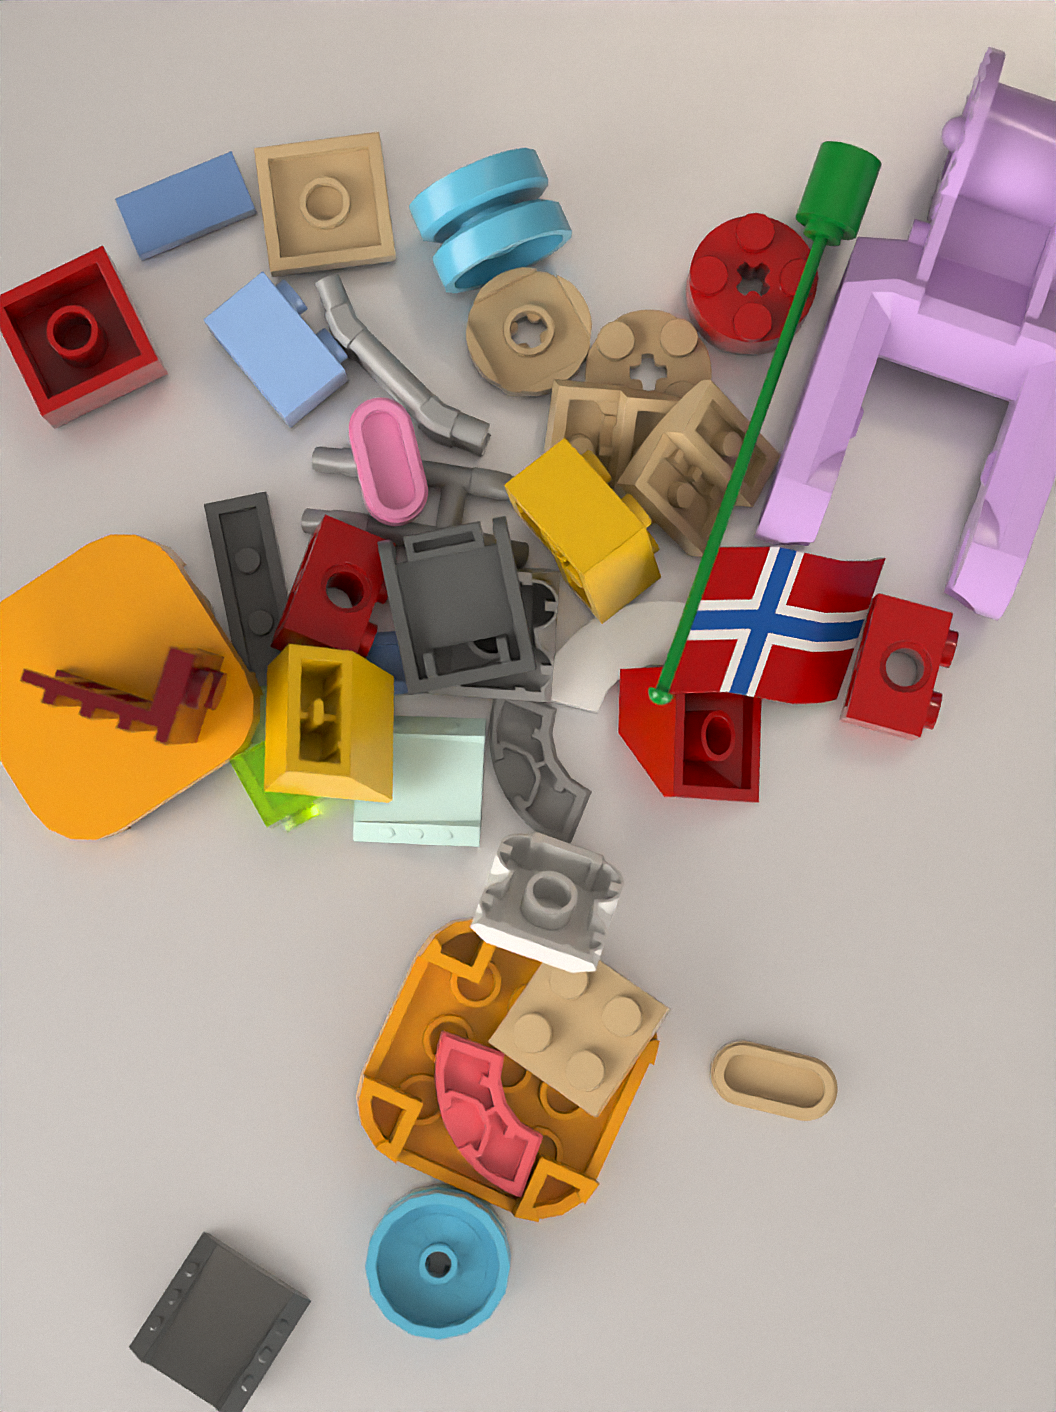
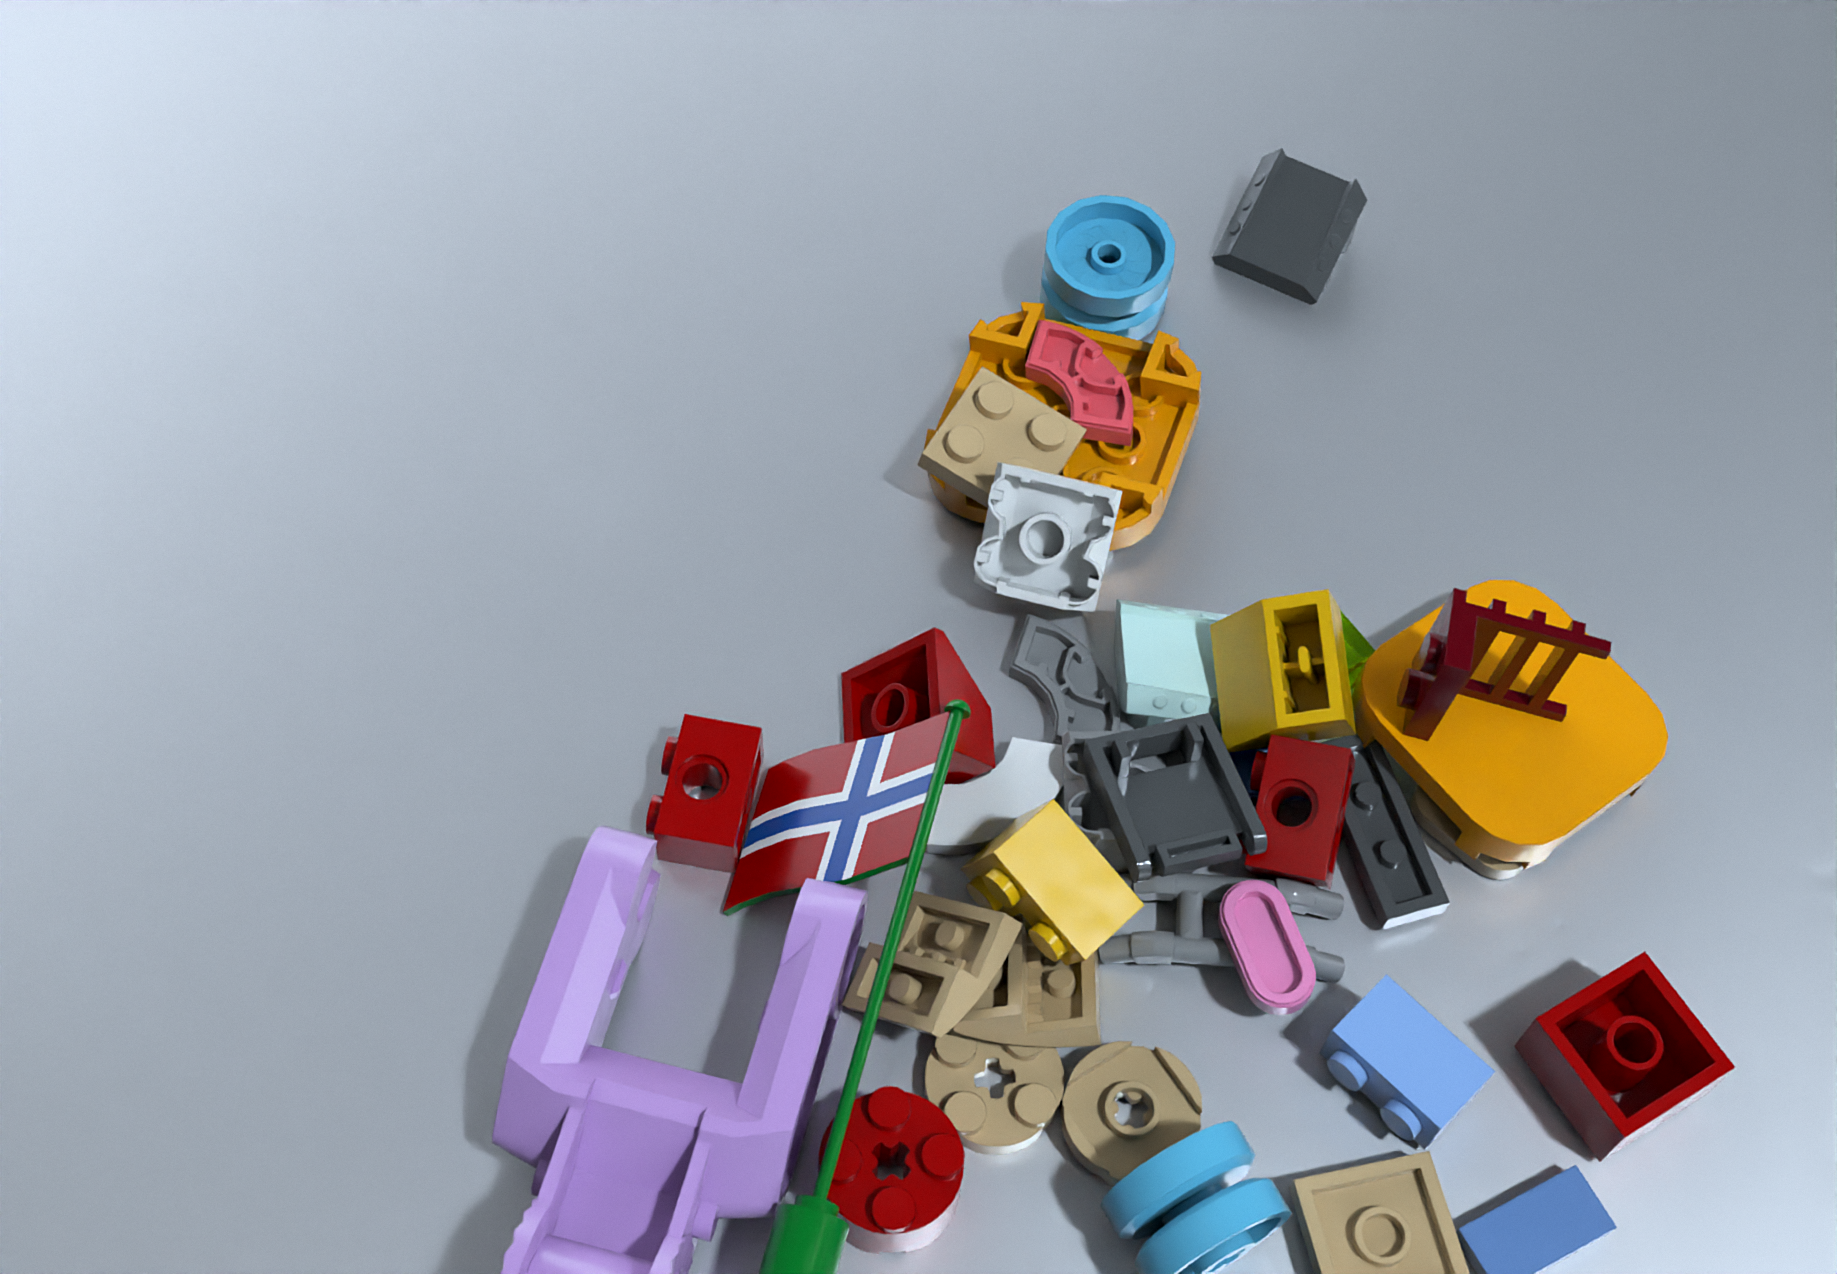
camera: 170 degrees right, 25 degrees down
(435, 419) = (1318, 1076): light grey piece -> none
(773, 1080) = (811, 441): tan tile -> none

